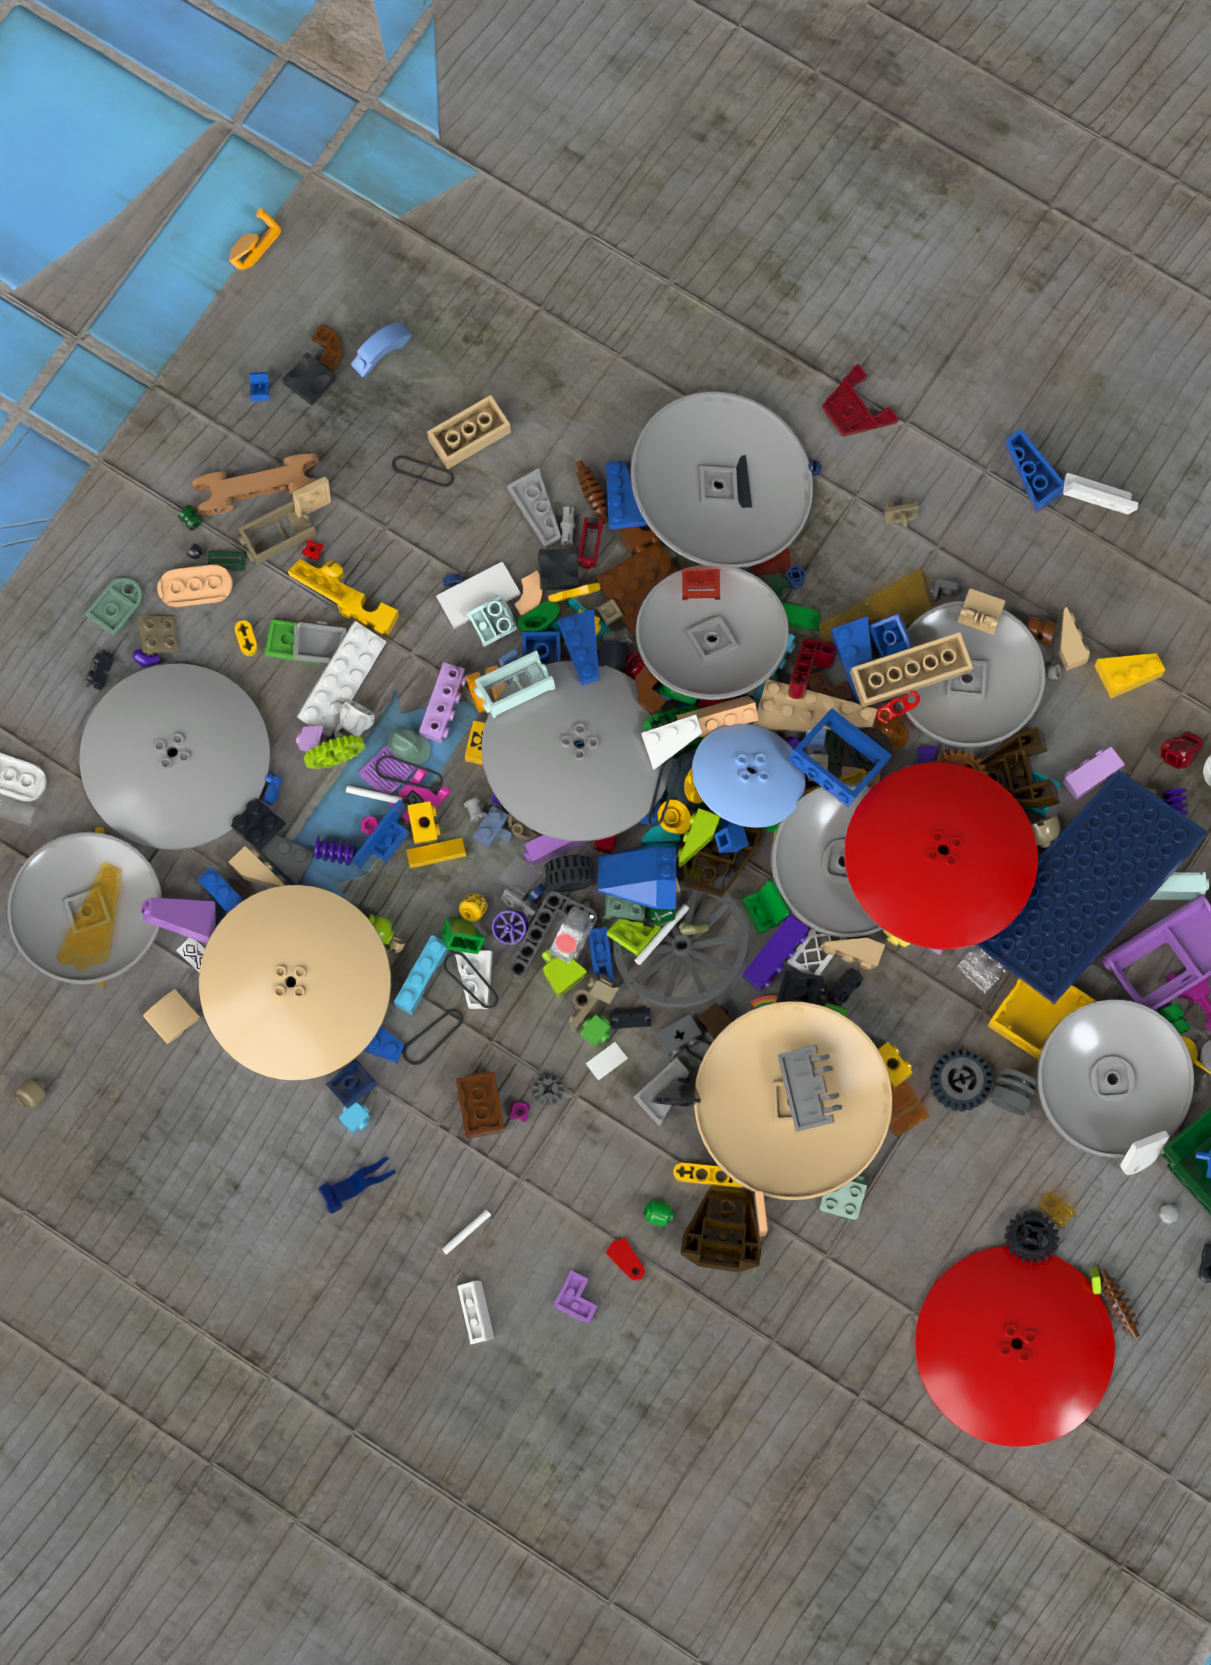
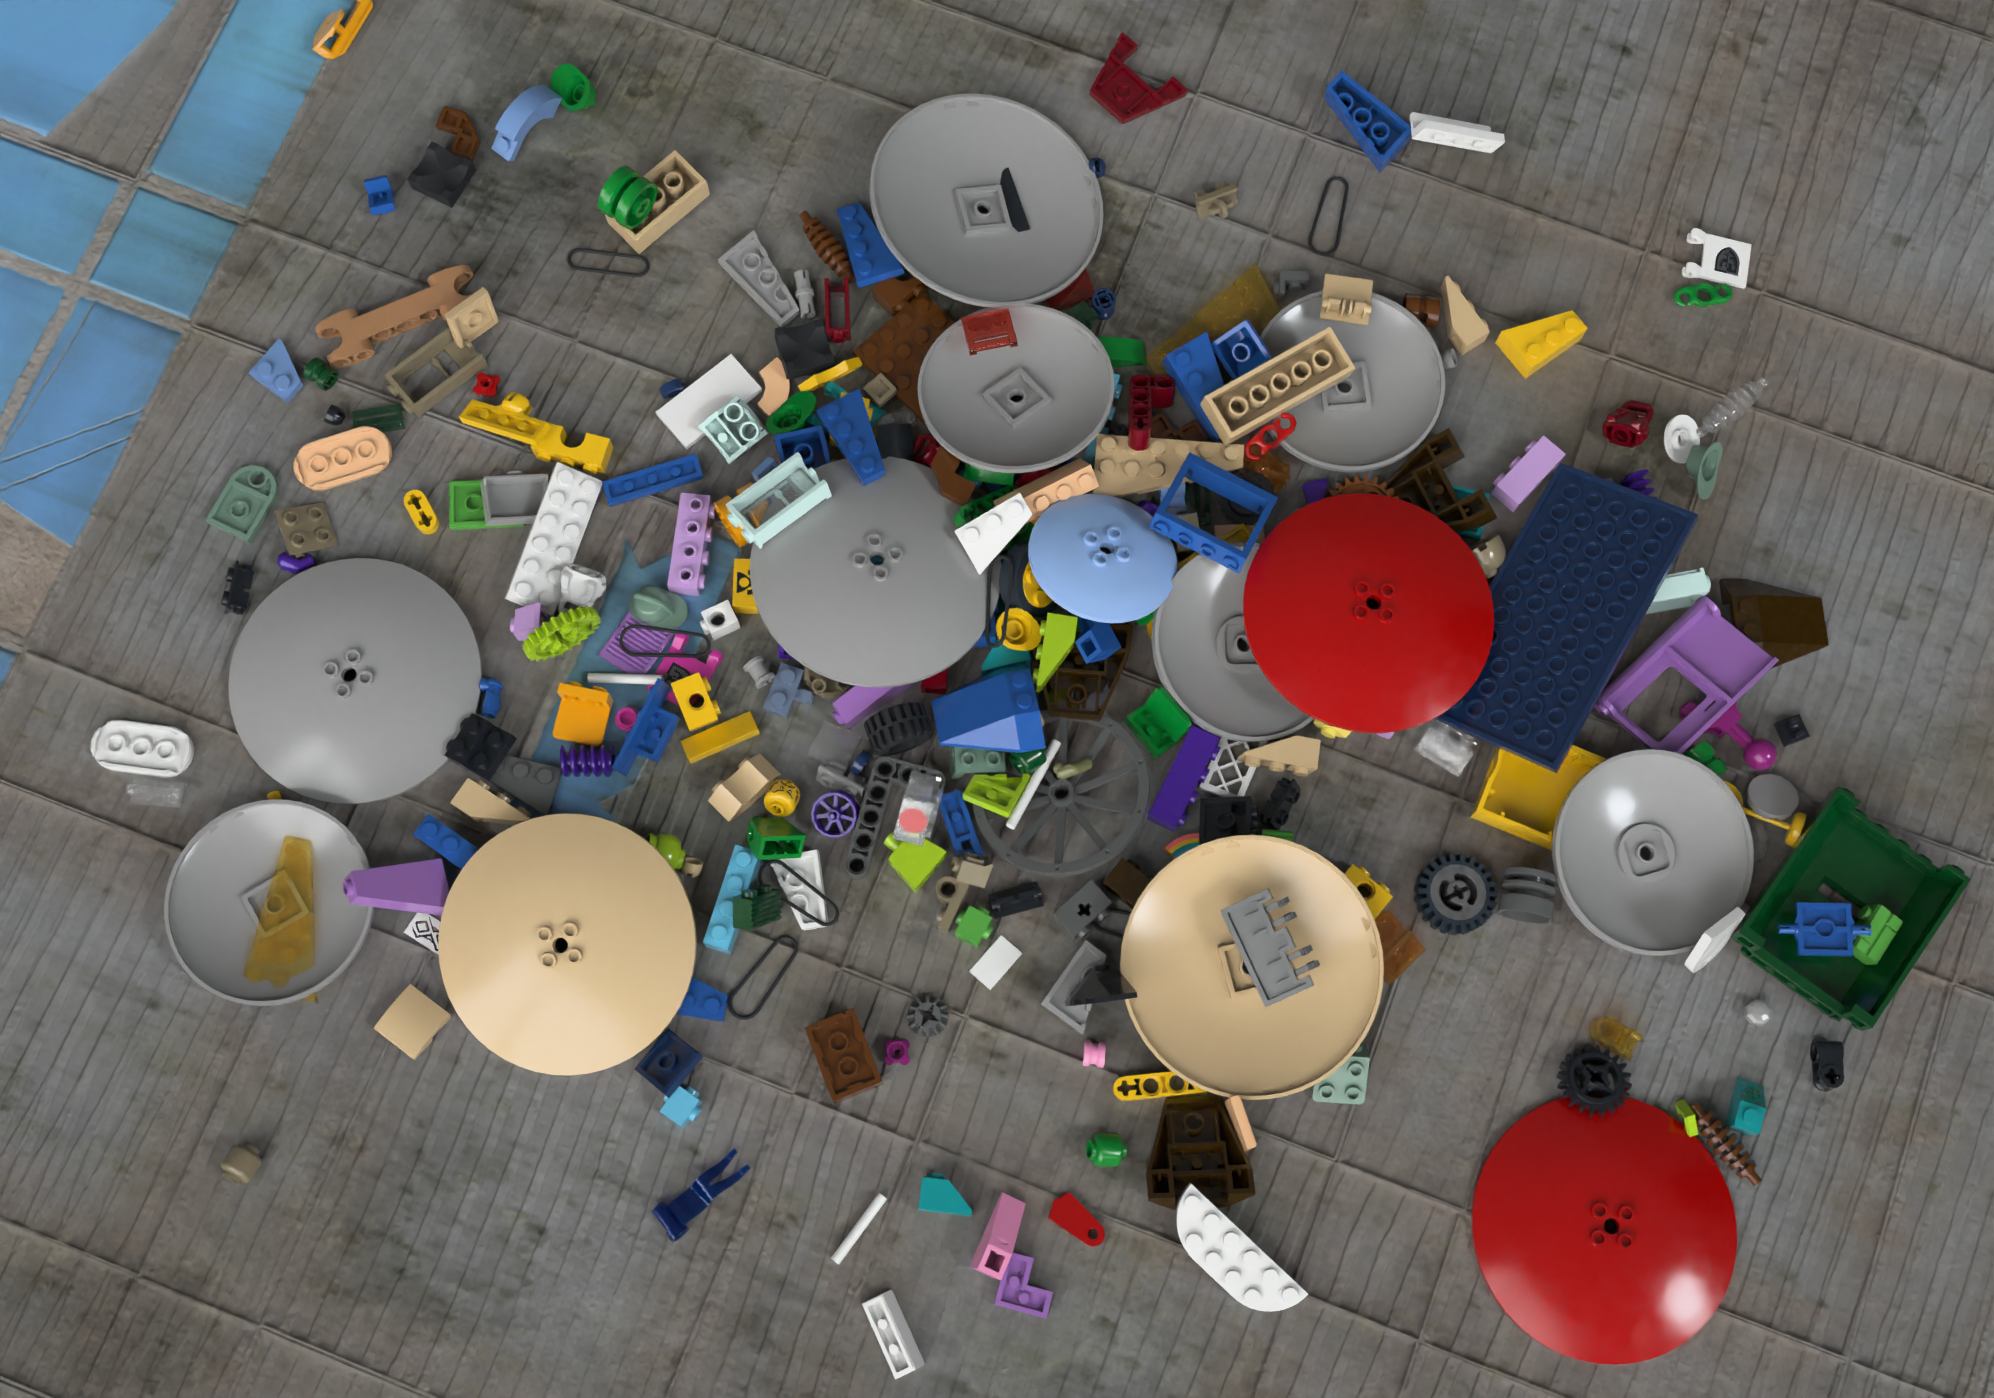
camera: 15 degrees left, 0 degrees up
(158, 510) = (278, 372): none -> medium blue wing
(337, 815) = (582, 714): none -> light orange bracket
(423, 329) = (573, 87): none -> green piece
(424, 647) = (652, 480): none -> blue plate
(438, 984) = (756, 907): none -> dark green brick
(447, 428) = (627, 197): none -> green wheel
(447, 893) = (743, 787): none -> tan brick
(456, 757) = (720, 610): none -> white brick
(530, 1221) = (941, 1196): none -> teal slope
(566, 1259) = (999, 1237): none -> bright pink slope
(664, 1142) = (1094, 1053): none -> bright pink wheel
(734, 1308) = (1232, 1256): none -> white plate
(996, 545) = (1340, 220): none -> black piece
(1142, 1281) = (1746, 1108): none -> teal slope

